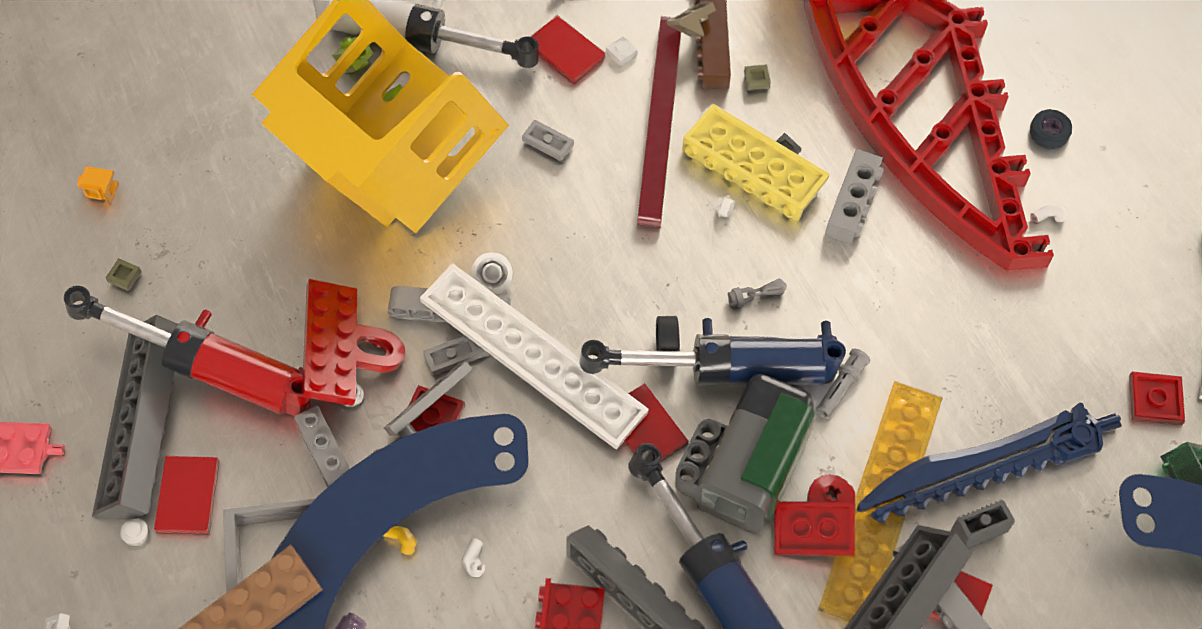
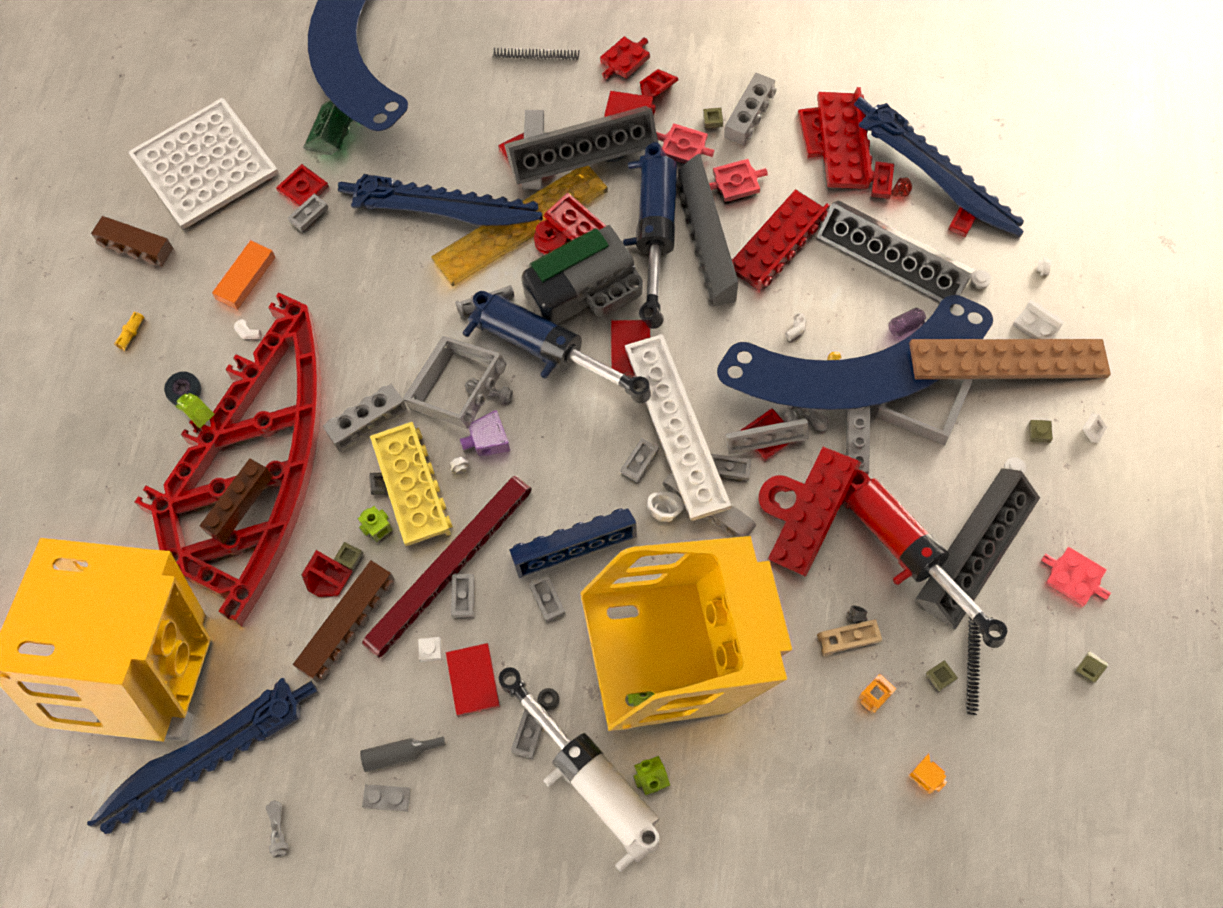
camera: 140 degrees left, 5 degrees up
(97, 321) = (974, 666): none -> black piece
(121, 596) = (1040, 431): none -> olive plate
(182, 222) = (876, 693): none -> light orange window
(186, 495) = (966, 474): red tile -> none
(233, 261) = (850, 637): none -> tan plate
(233, 289) = (857, 614): none -> dark grey plate
(482, 65) = (545, 693): none -> dark grey plate
(483, 25) = (526, 736): none -> light grey plate
(549, 309) = (639, 460): none -> light grey plate
(556, 192) = (573, 542): none -> dark blue slope
(626, 102) = (462, 595): none -> light grey plate
(667, 333) = (577, 384): black tyre -> none
(689, 20) = (361, 622): dark tan slope -> none
(719, 246) = (487, 436): none -> medium lavender torso
(756, 109) = (374, 523): none -> lime brick
(764, 50) = (324, 575): none -> red slope
(827, 262) = (432, 370): none -> light grey window
(891, 45) = (236, 501): none -> reddish brown brick
(983, 523) = (477, 171): dark grey brick -> none
(1014, 94) = (194, 409): none -> lime bracket
(1112, 264) = (243, 275): none -> orange piece
(1118, 368) = (308, 212): none -> light grey plate
(1158, 149) = (129, 330): none -> yellow pin

